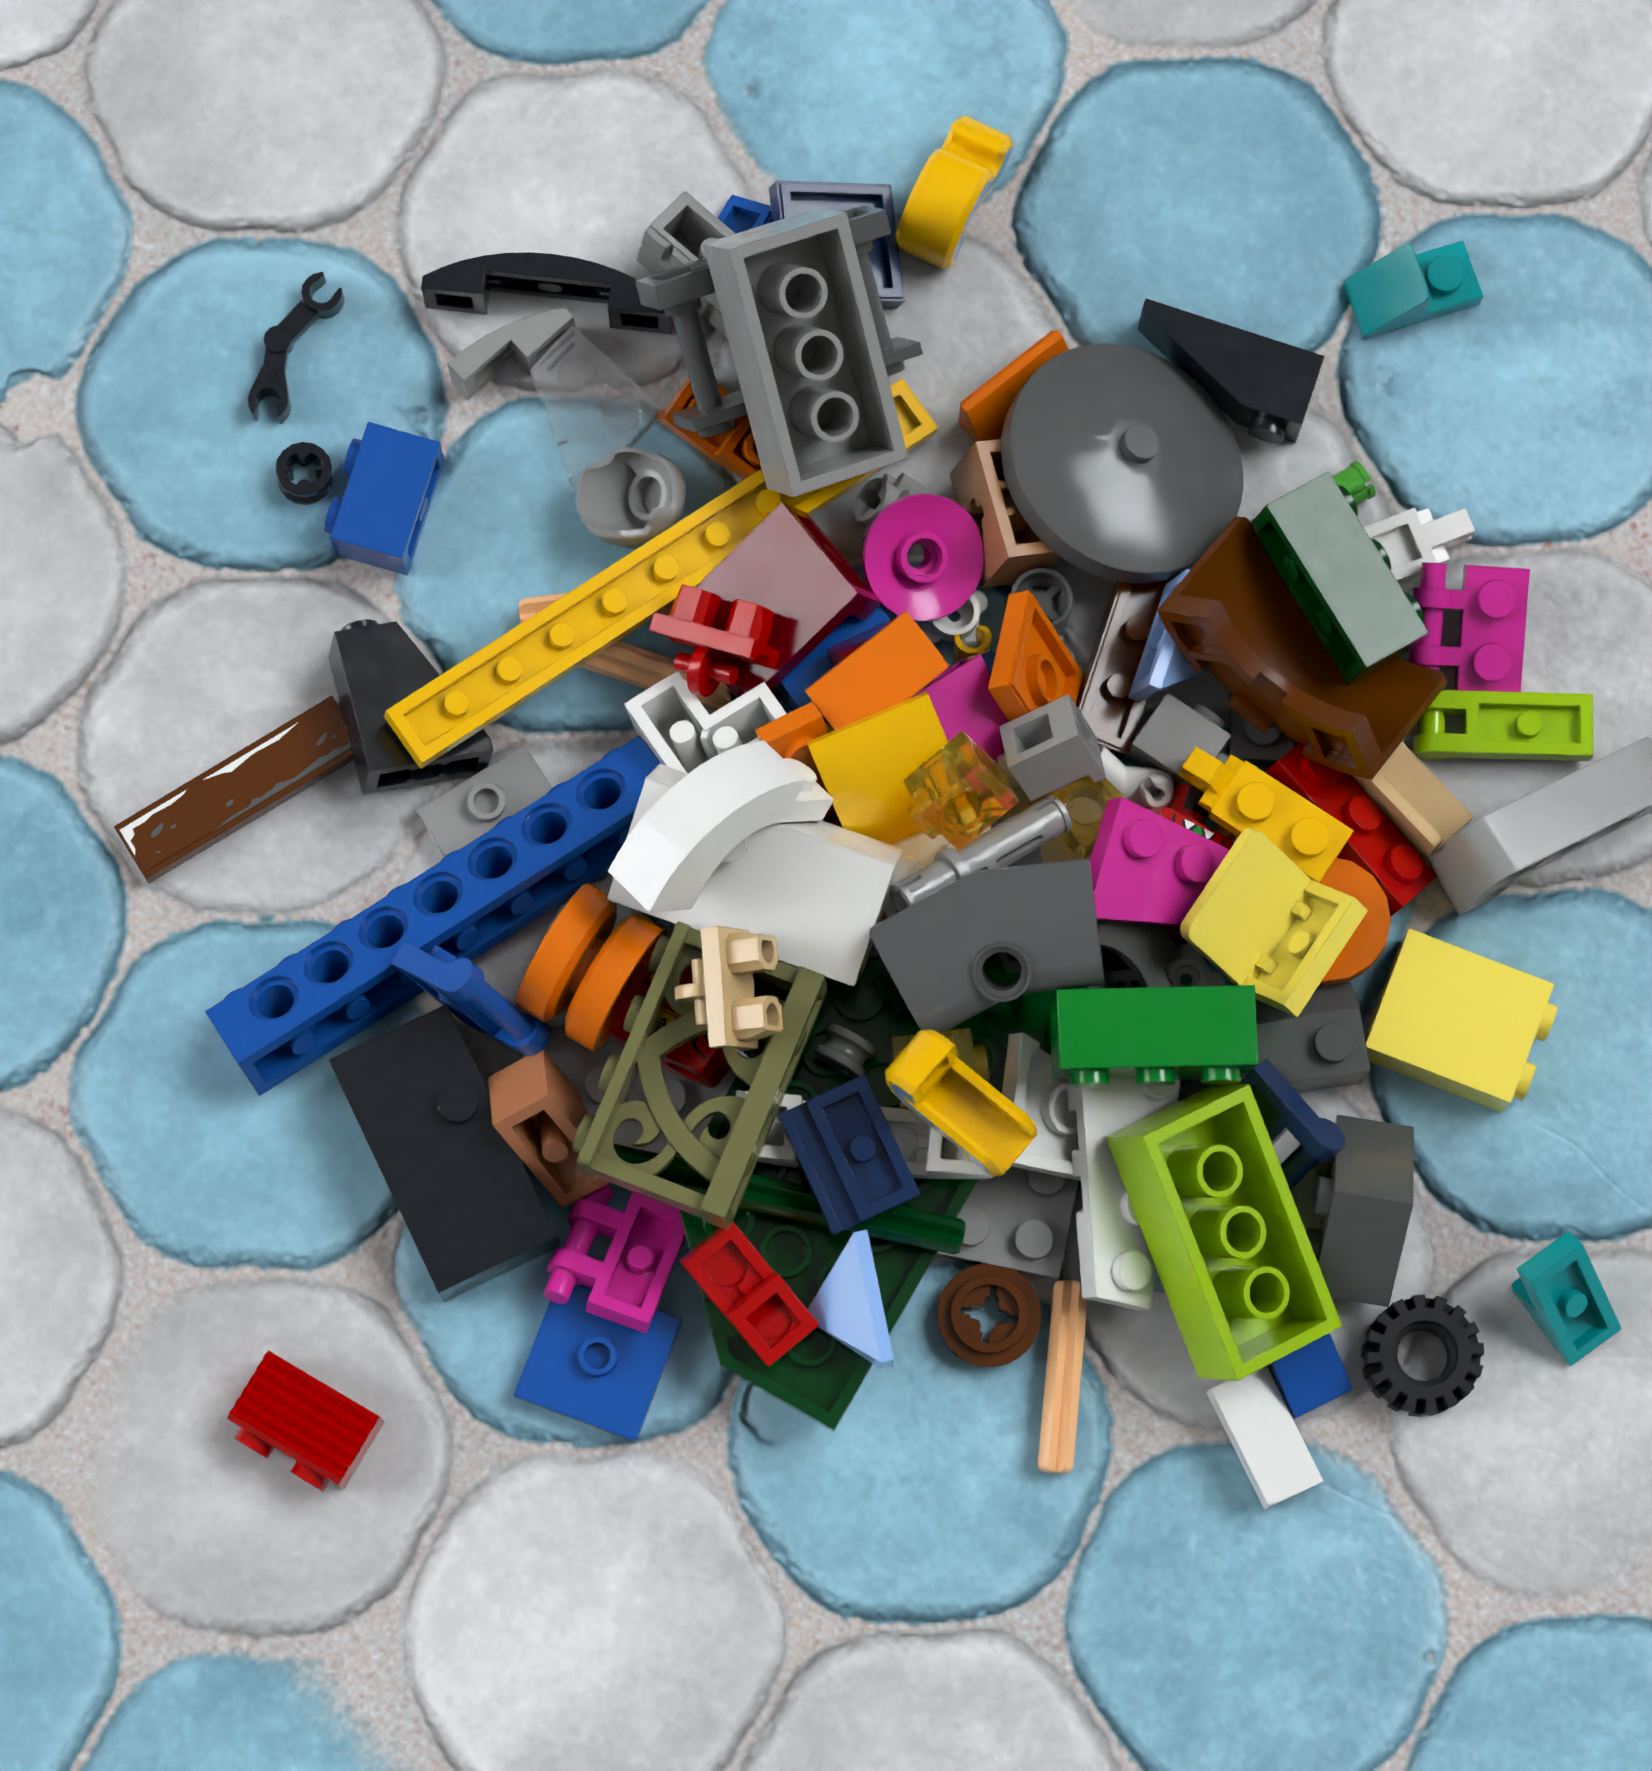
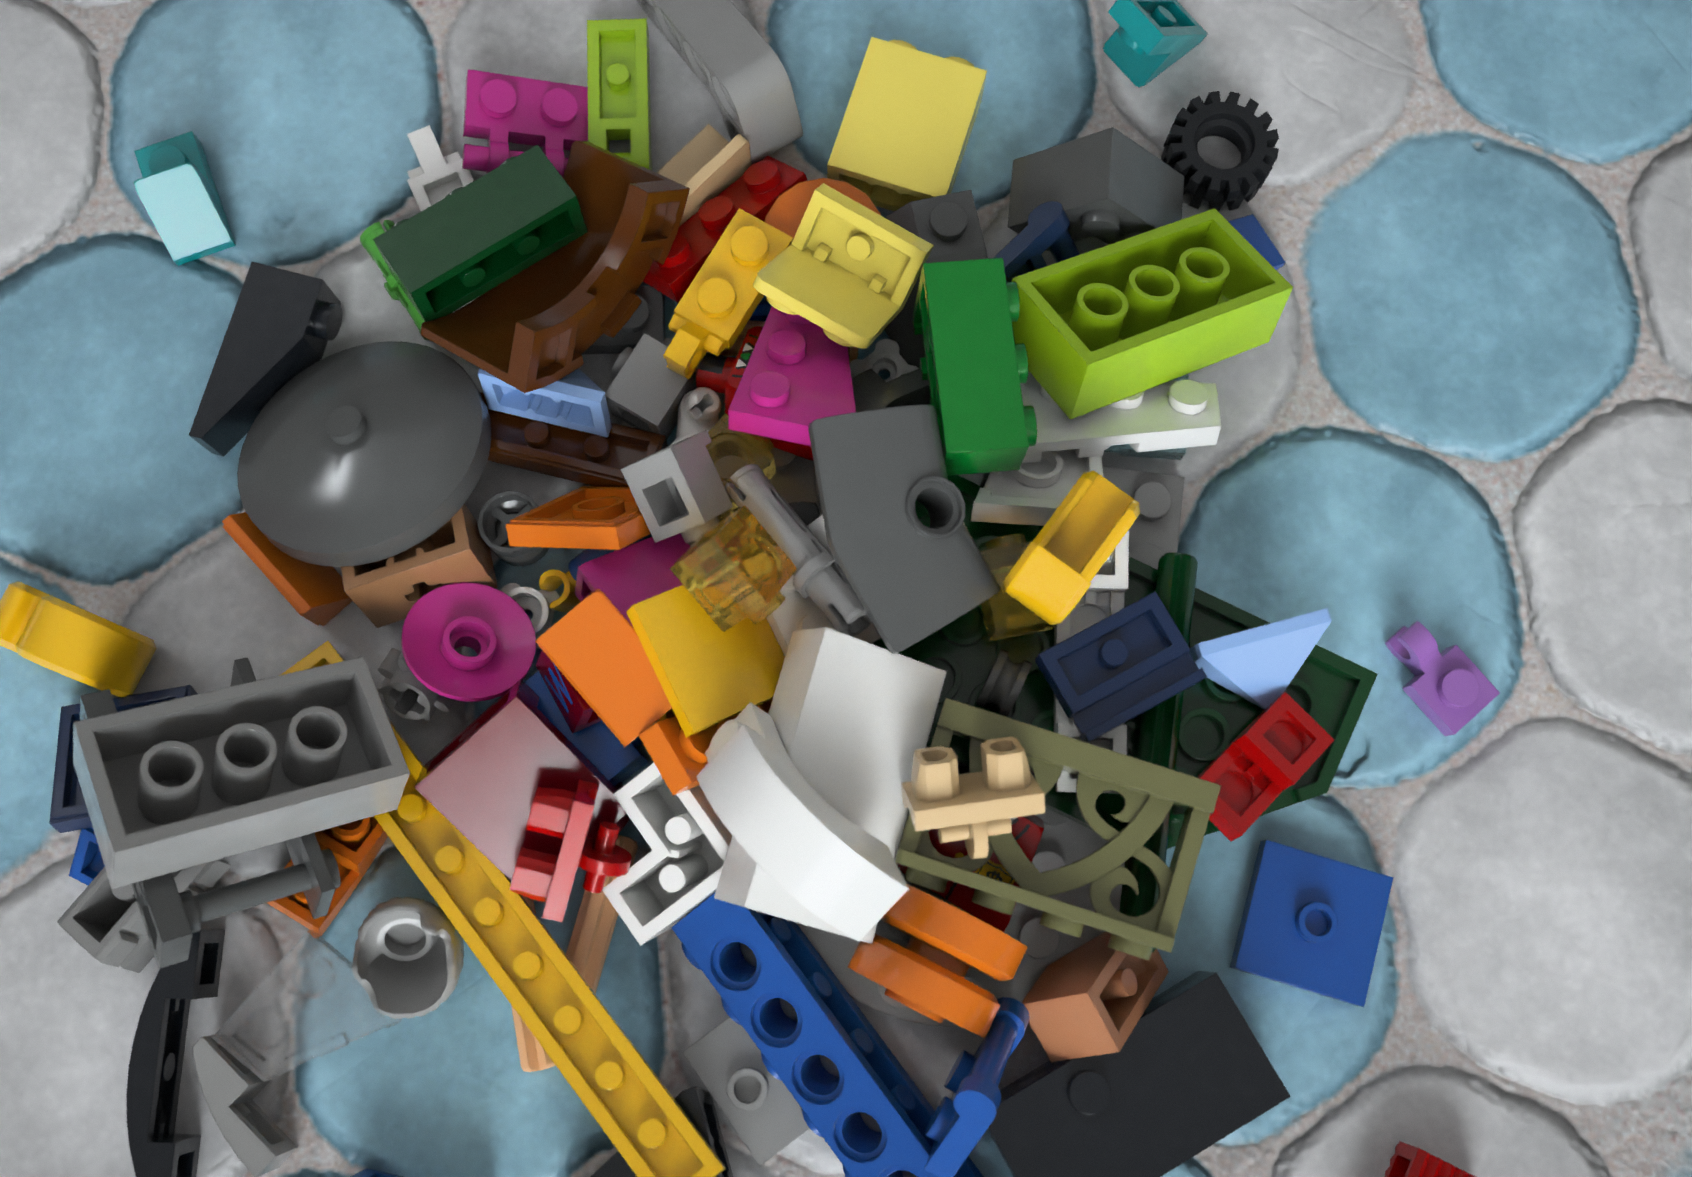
camera: 95 degrees left, 0 degrees up
(636, 1265) = (1237, 892): dark pink plate -> none
(825, 1526) = (1444, 683): none -> medium lavender plate
(1015, 1298) = (1246, 524): reddish brown gear -> none
(1062, 1378) = (1275, 470): light nougat axle -> none
(1264, 1437) = (1323, 283): white slope -> none

